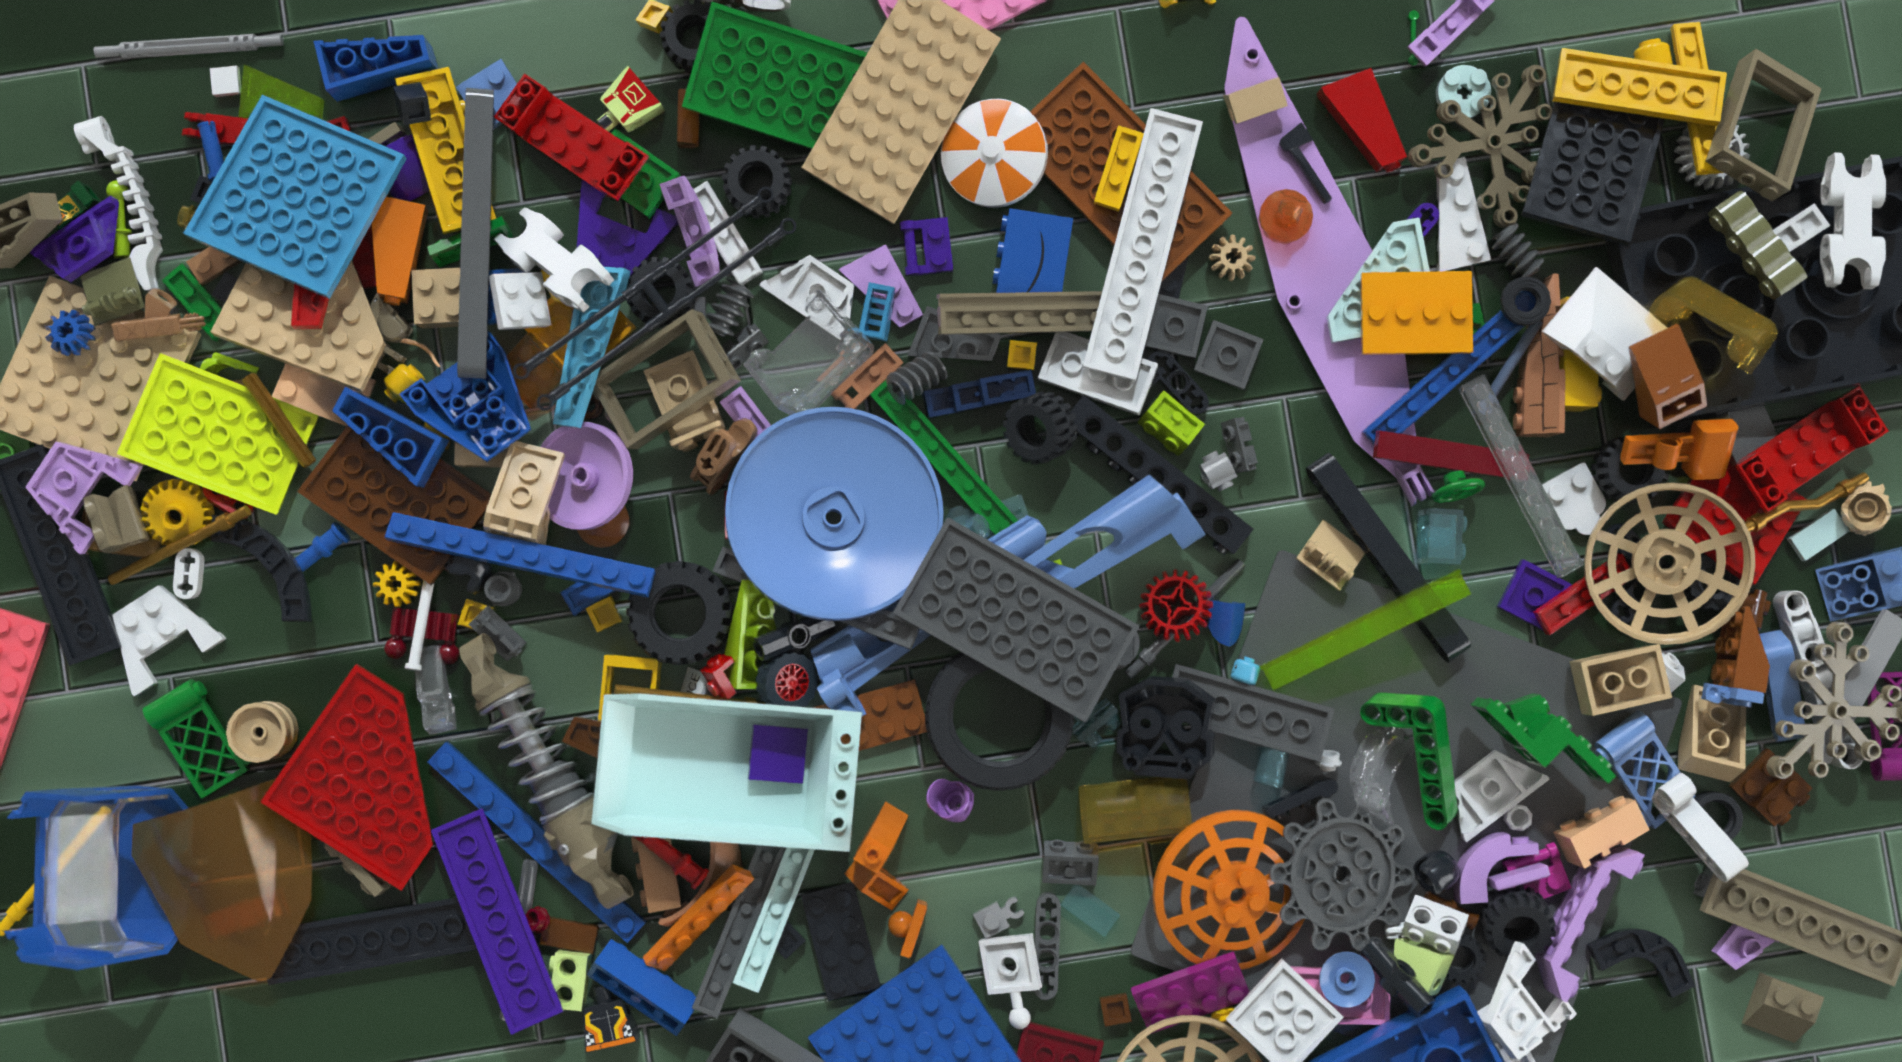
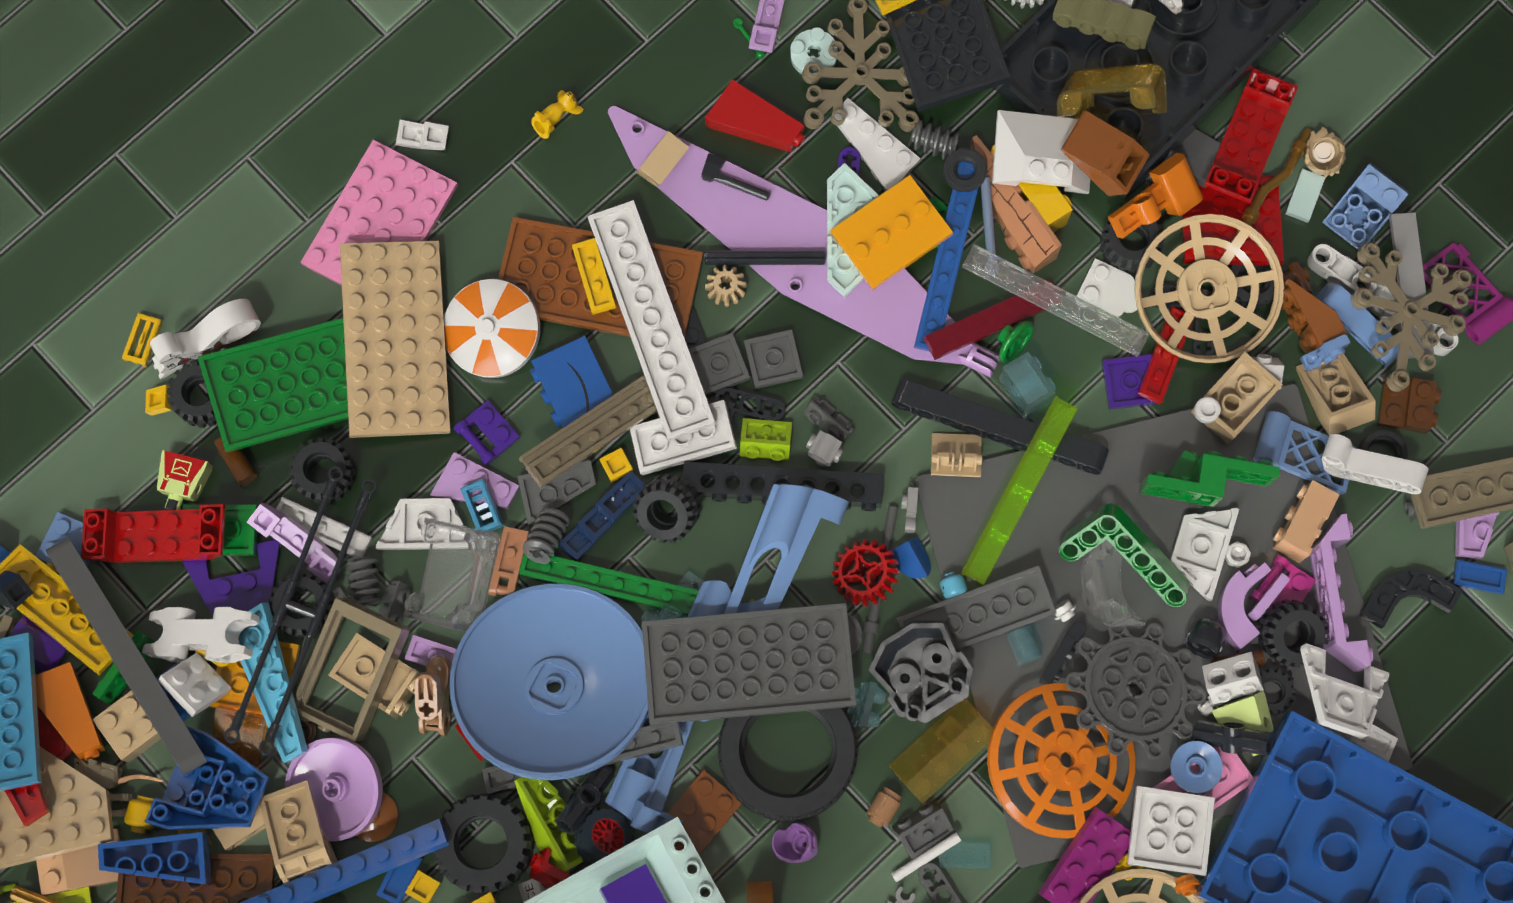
camera: 30 degrees left, 10 degrees down
(1049, 821) = (884, 807): none -> medium nougat brick
(1054, 888) = (926, 857): none -> white bar
(1258, 570) = (909, 502): none -> light grey plate
(1285, 216) = (744, 228): clear orange tile -> none
(1285, 256) = (797, 257): none -> black axle
(1586, 674) = (1207, 410): none -> white tile
(1719, 983) = (1479, 577): none -> blue tile

